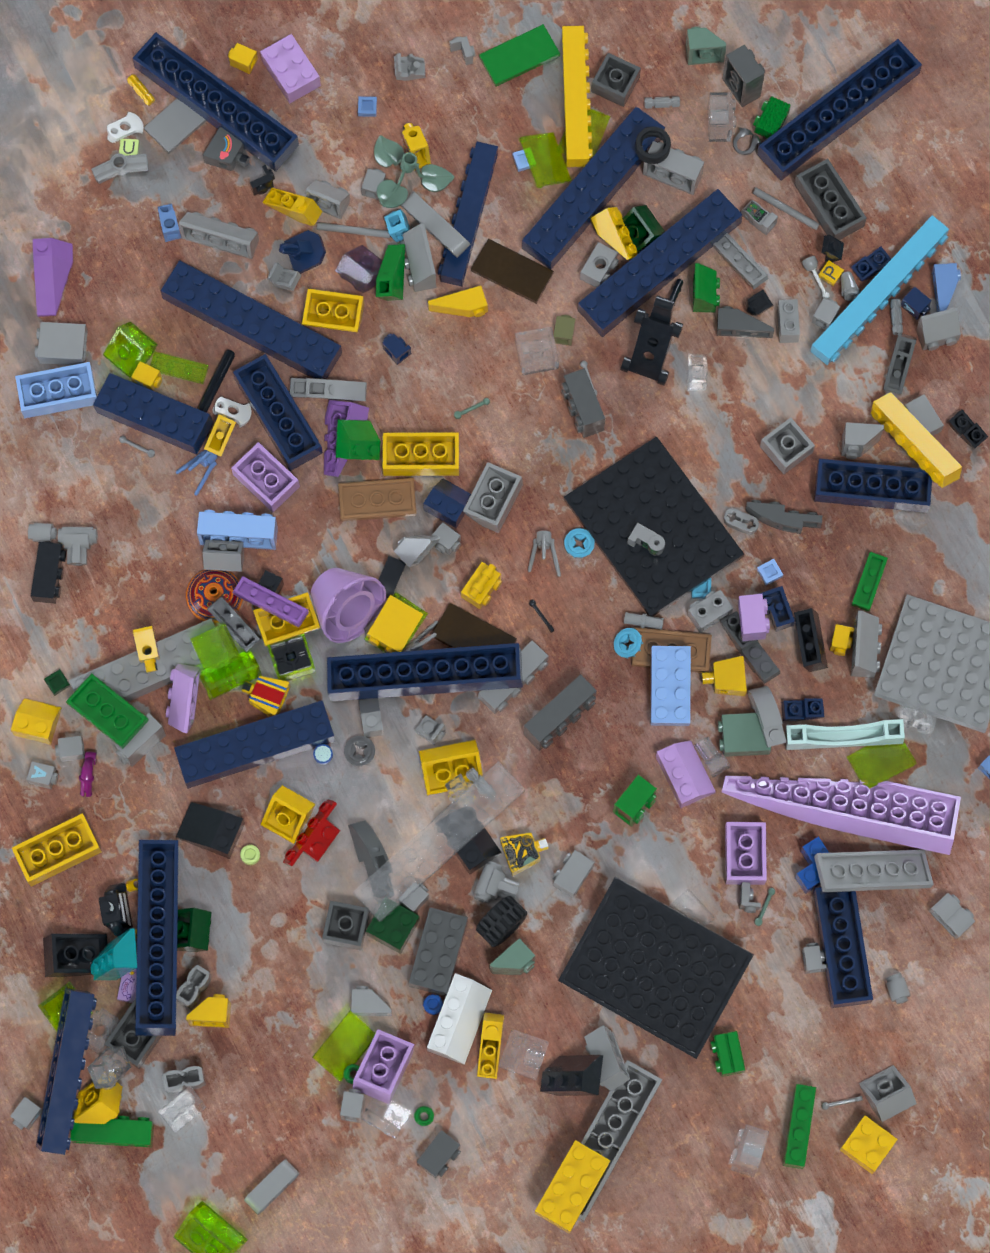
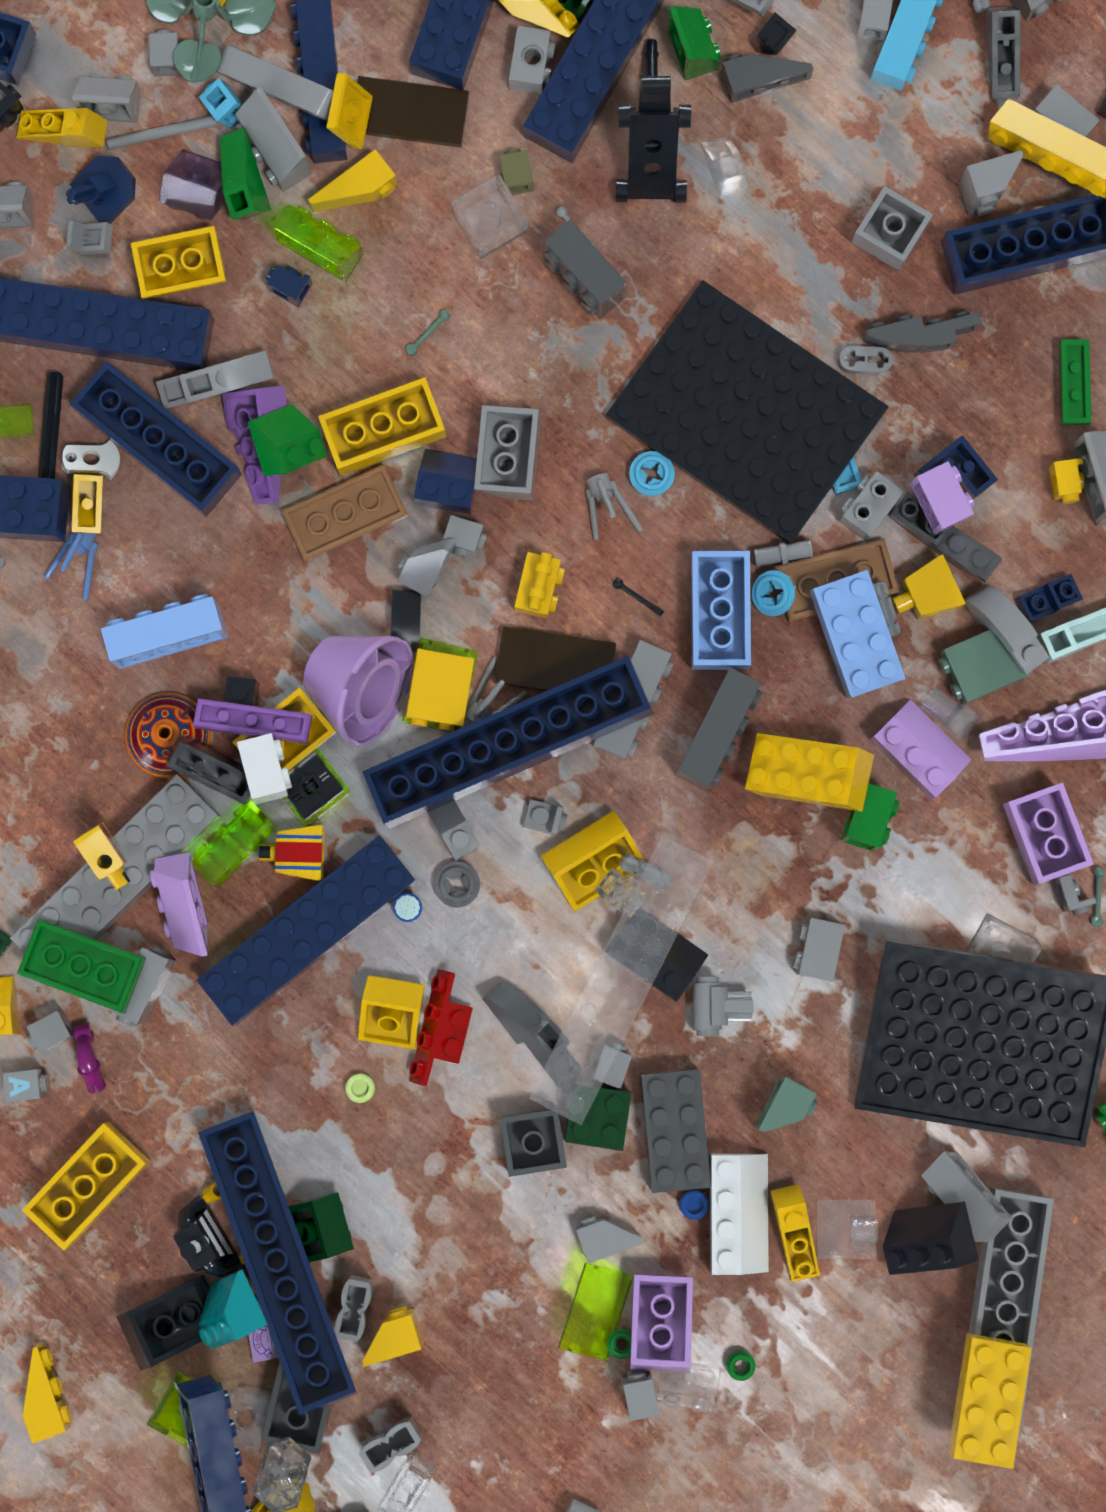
camera: 20 degrees left, 10 degrees up
(211, 829) = (291, 1073): black slope -> none
(215, 648) = (200, 819): clear neon green slope -> none
(223, 555) = (159, 675): light grey brick -> none
(265, 477) = (175, 540): lavender brick -> none
(265, 634) = (262, 768): none -> white brick
(423, 328) = (316, 241): none -> clear neon green slope
(439, 1154) = (782, 1413): dark grey brick -> none
(473, 257) = (349, 111): none -> yellow tile
(501, 921) = (749, 1058): black tyre -> none
(522, 851) = (738, 944): torso -> none
(589, 640) = (720, 610): none -> light blue brick
(606, 757) = (809, 772): none -> yellow brick
(647, 539) = (749, 435): light grey leg -> none
(695, 678) = (887, 607): none -> light grey axle
(770, 572) = (932, 418): light blue plate -> none
(788, 321) = (826, 46): light grey brick -> none
(810, 640) = (1026, 496): black brick -> none

